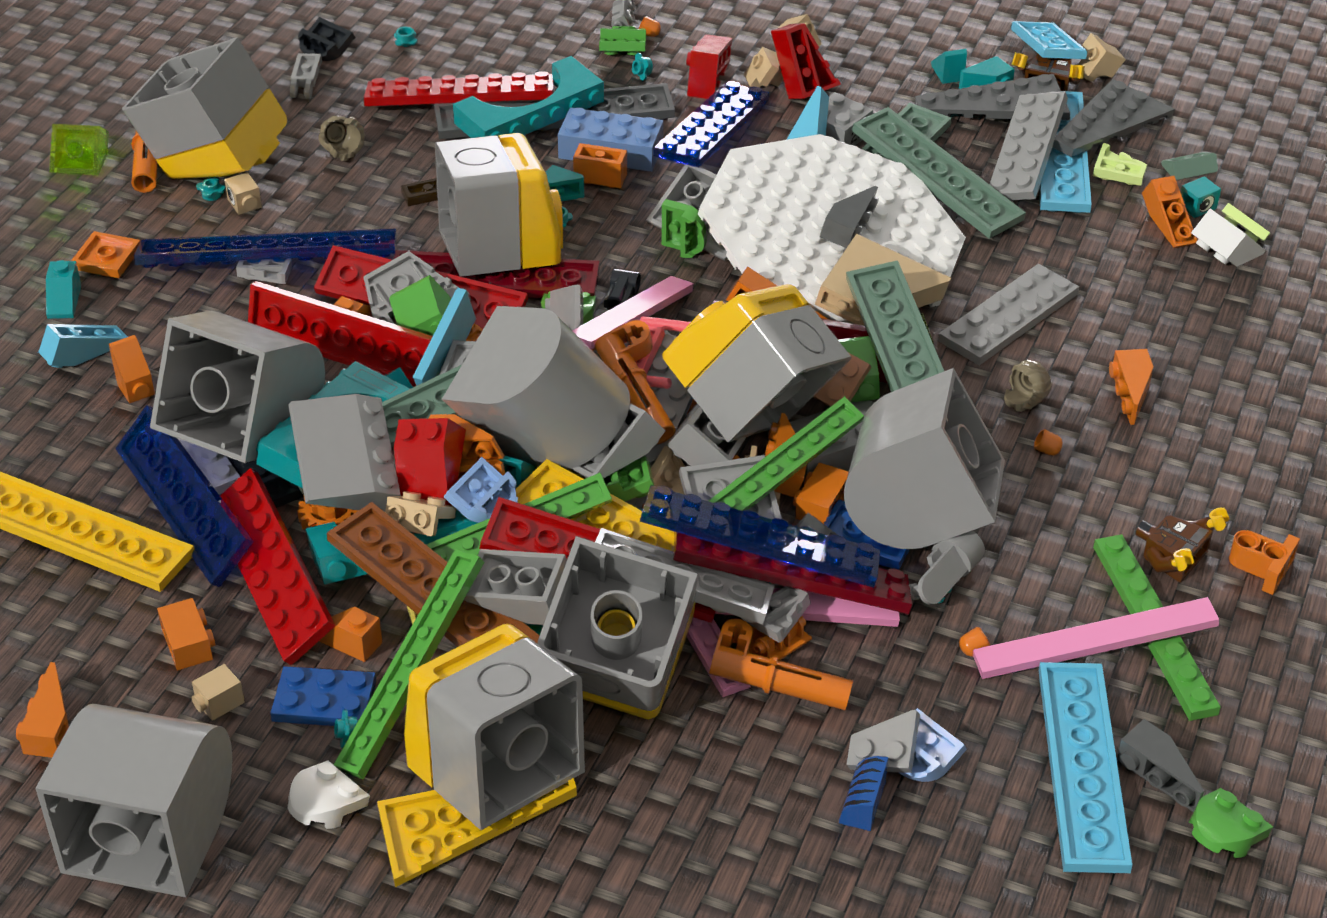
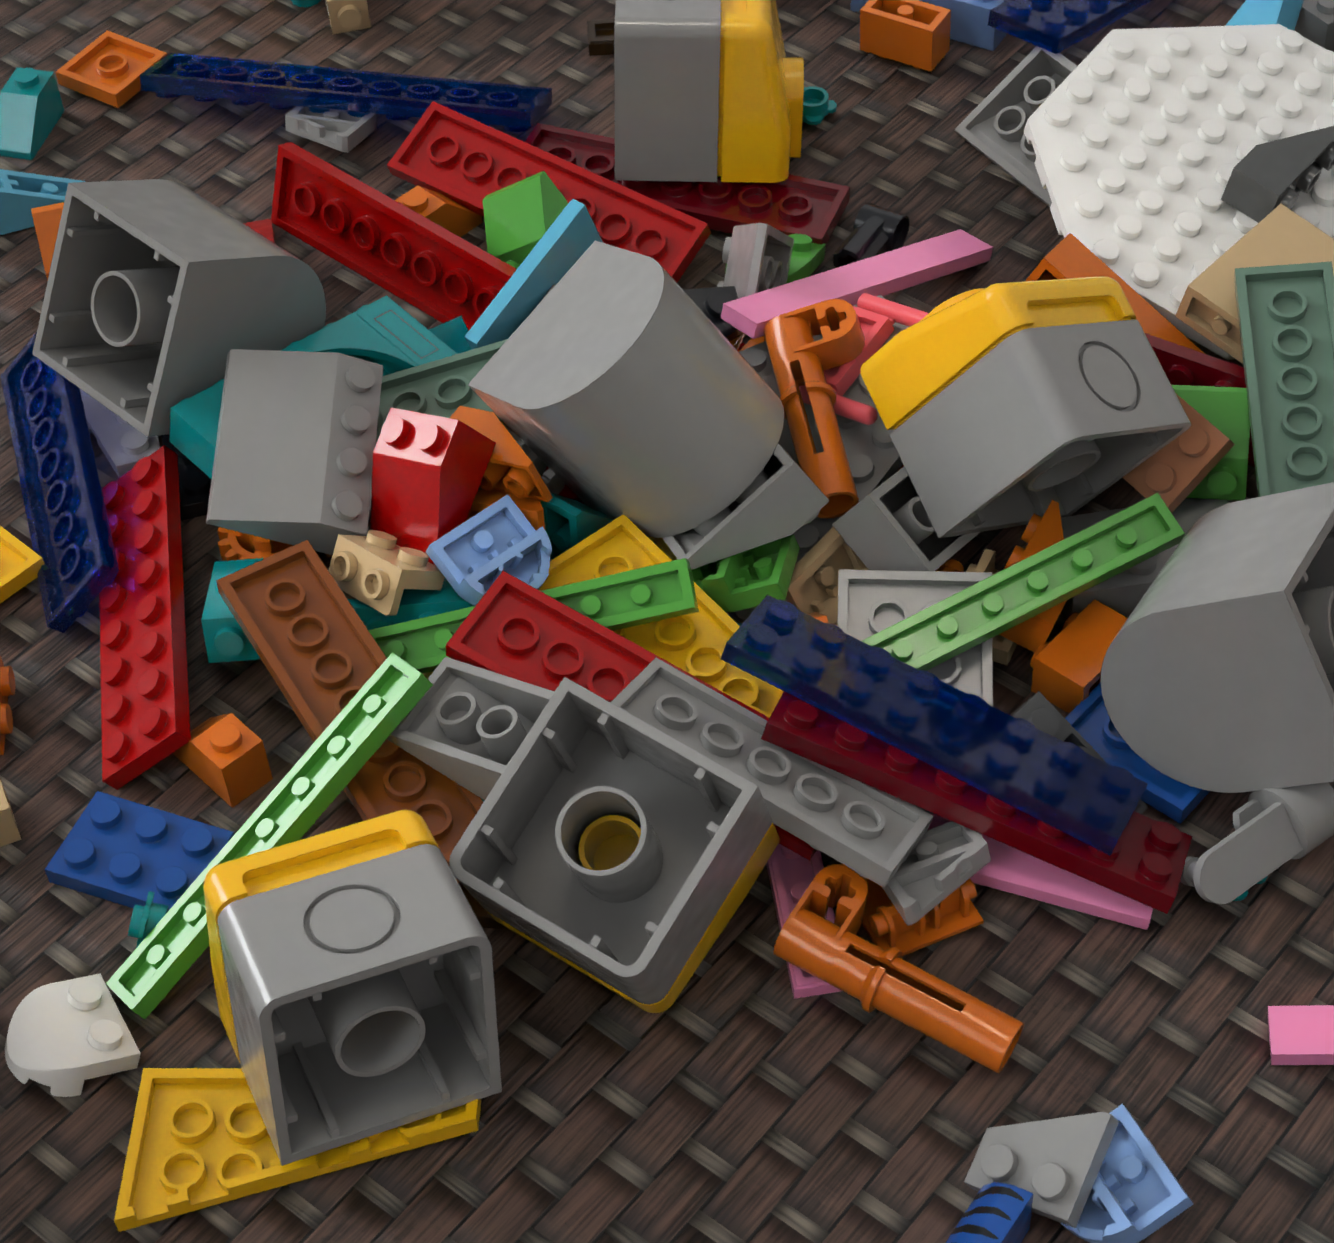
camera: 20 degrees right, 5 degrees up
(397, 276) = (509, 163): light grey wing -> none
(568, 183) = (831, 53): teal slope -> none
(682, 228) = (999, 152): bright green slope -> none
(973, 640) = (1276, 988): orange piece -> none

